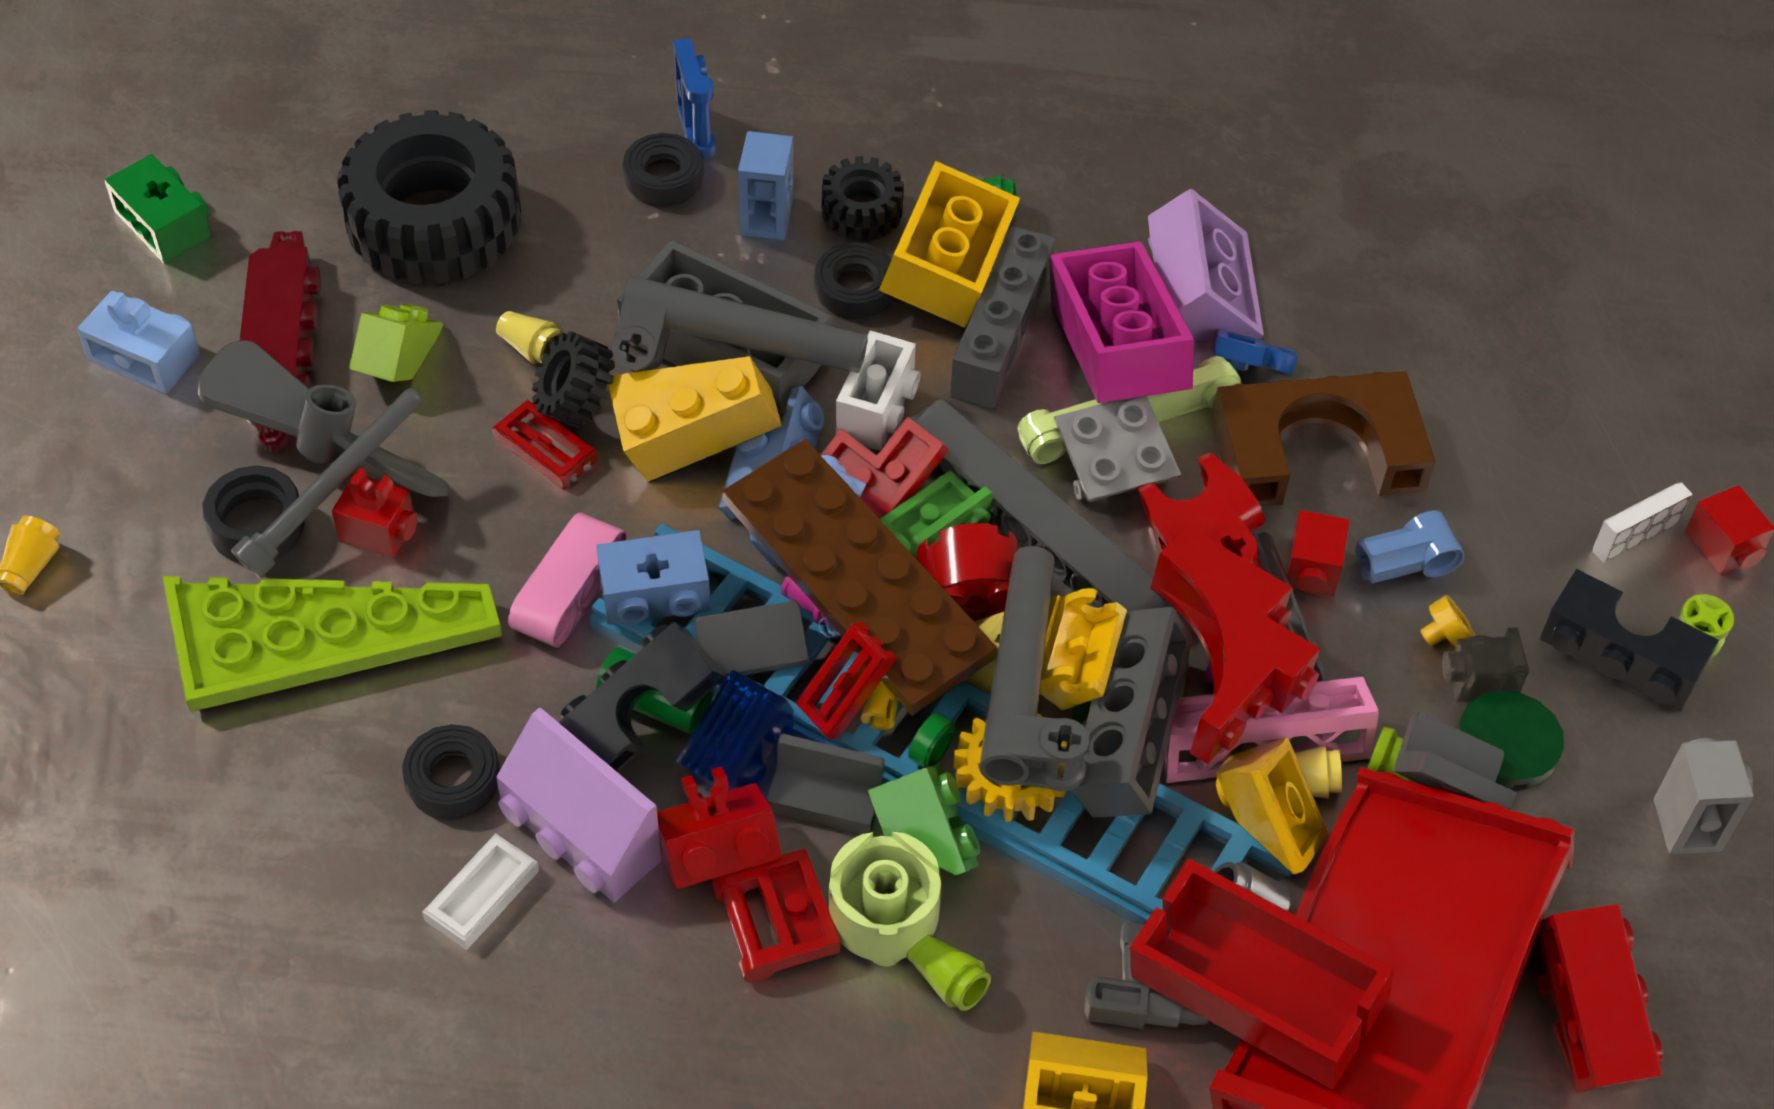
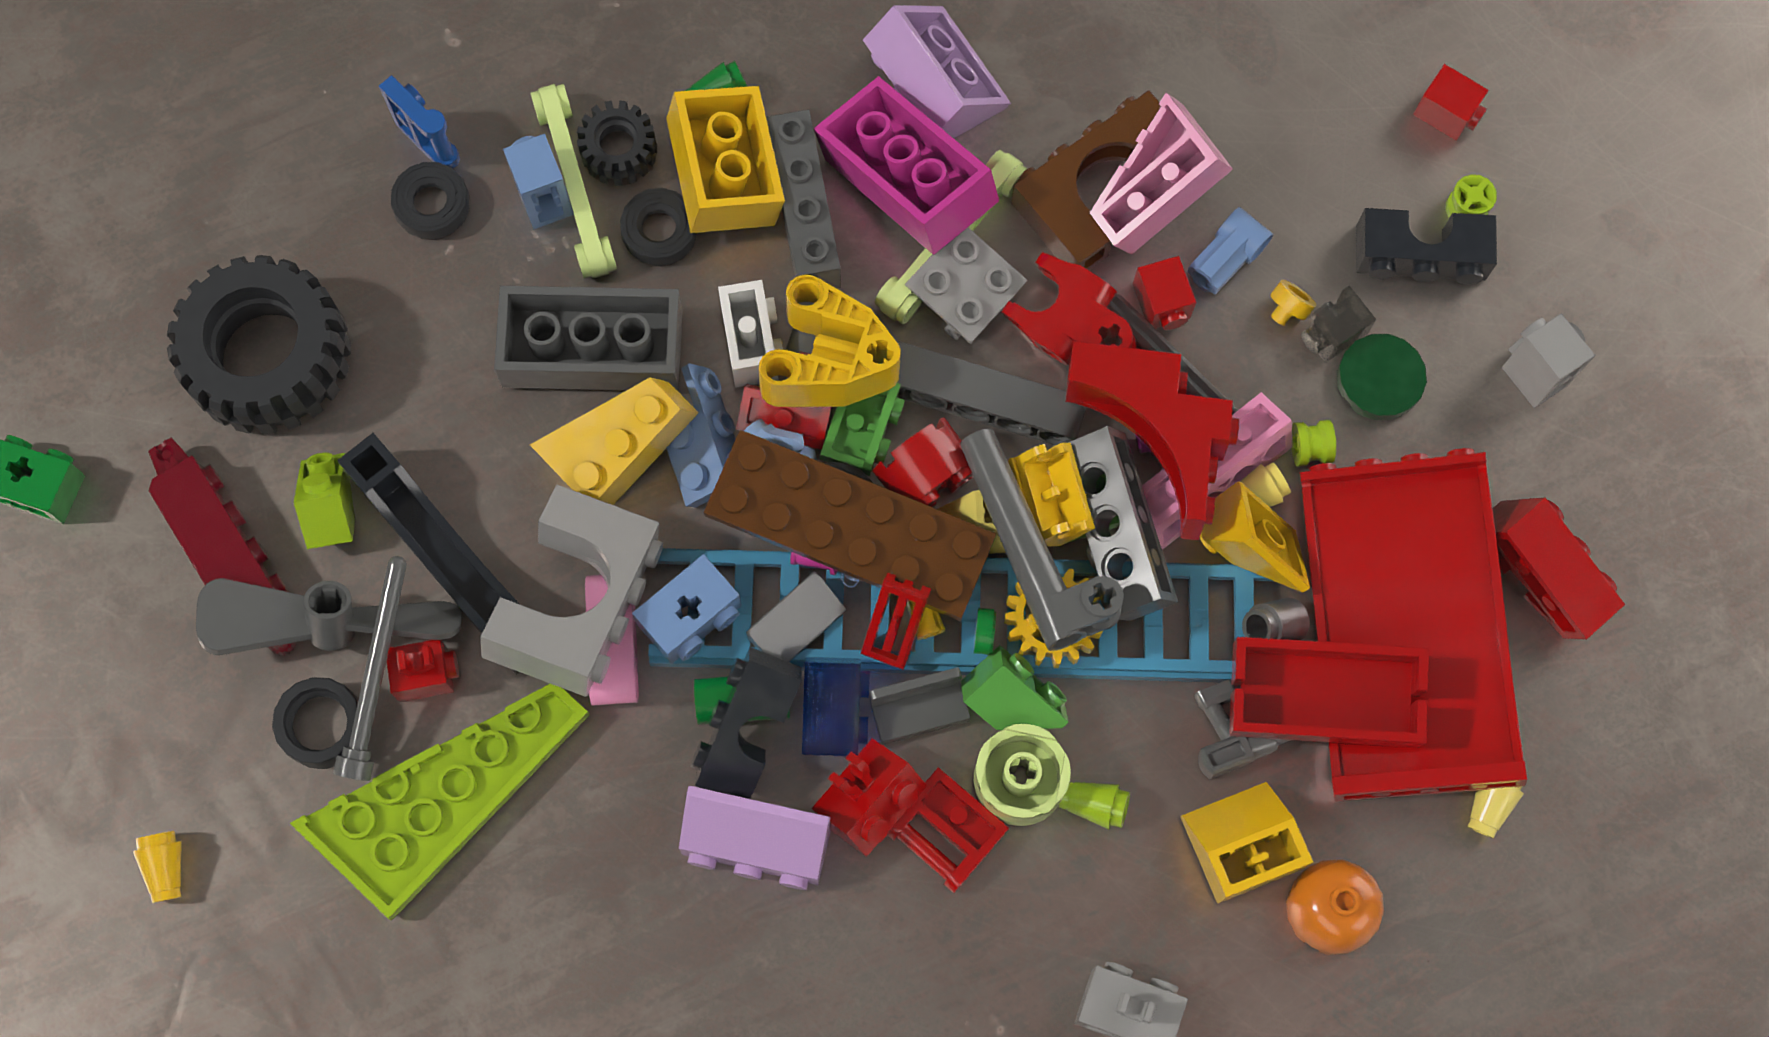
camera: 30 degrees left, 20 degrees up
(139, 341) = (107, 617): light blue brick -> none
(454, 800) = (650, 873): black tyre -> none
(467, 433) = (424, 530): none -> black arch
(480, 891) = (717, 936): white tile -> none
(522, 541) = (574, 648): none -> light grey arch
(528, 335) = (433, 430): light yellow cone -> none
(534, 445) = (499, 538): red tile -> none
(573, 379) = (483, 453): black tyre -> none
(655, 309) = (541, 367): dark grey axle -> none
(782, 267) = (594, 252): none -> yellowish green piece
(956, 439) = (843, 356): none -> yellow connector
(1244, 350) = (1010, 129): blue plate -> none
(1366, 437) = (1160, 178): none -> bright pink wedge
(1453, 760) = (1363, 433): dark grey panel -> none
(1641, 522) = (1384, 130): white tile -> none

